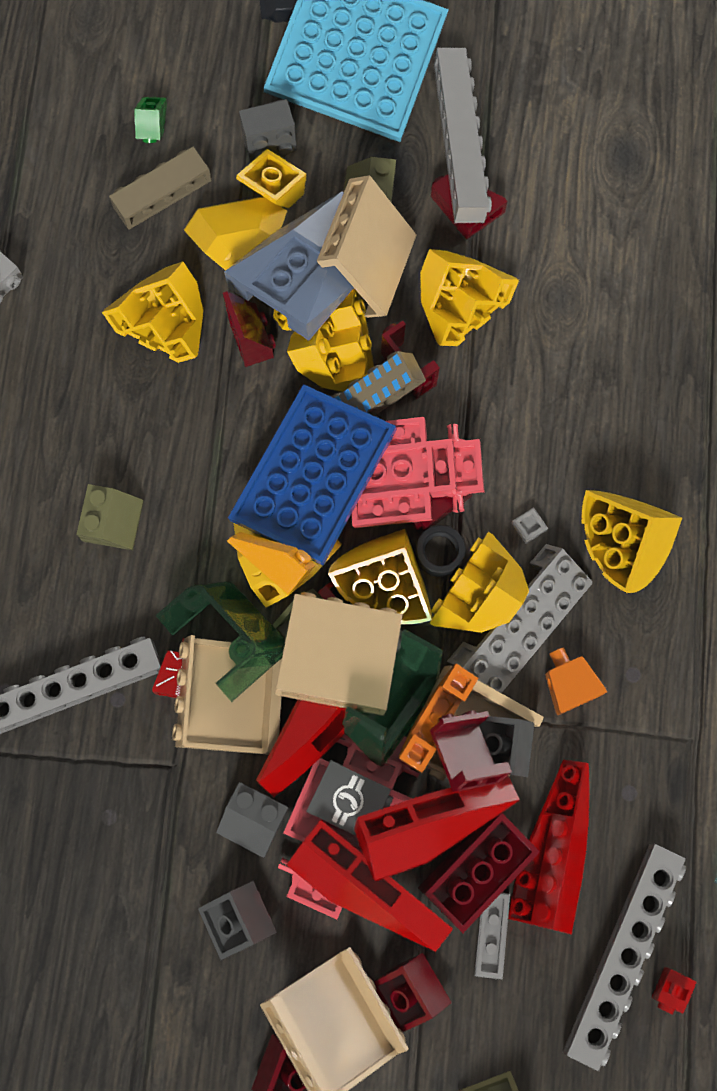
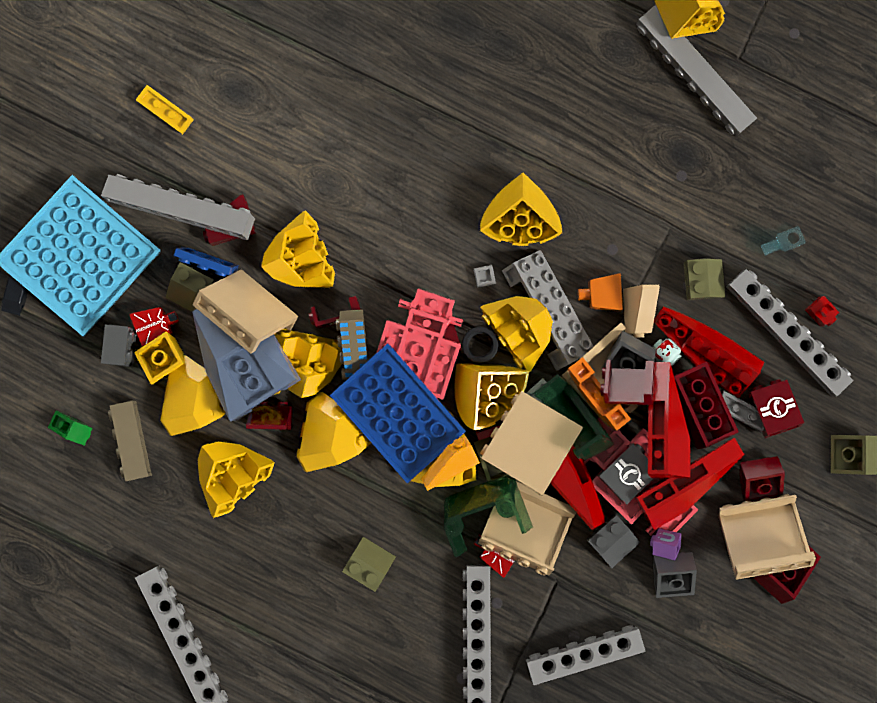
camera: 70 degrees left, 10 degrees up
(41, 788) = (633, 646): none -> light grey brick
(252, 405) = (328, 435): none -> yellow brick
(274, 891) = (666, 544): none -> medium lavender brick
(313, 159) = (152, 323): none -> red torso
(408, 187) = (205, 261): none -> blue plate
(516, 975) = (776, 408): none -> dark red panel
(532, 795) = (667, 351): none -> light aqua head
(568, 84) = (164, 109): none -> yellow plate
(572, 736) = (640, 309): none -> tan slope
(647, 810) = (704, 279): none -> olive slope

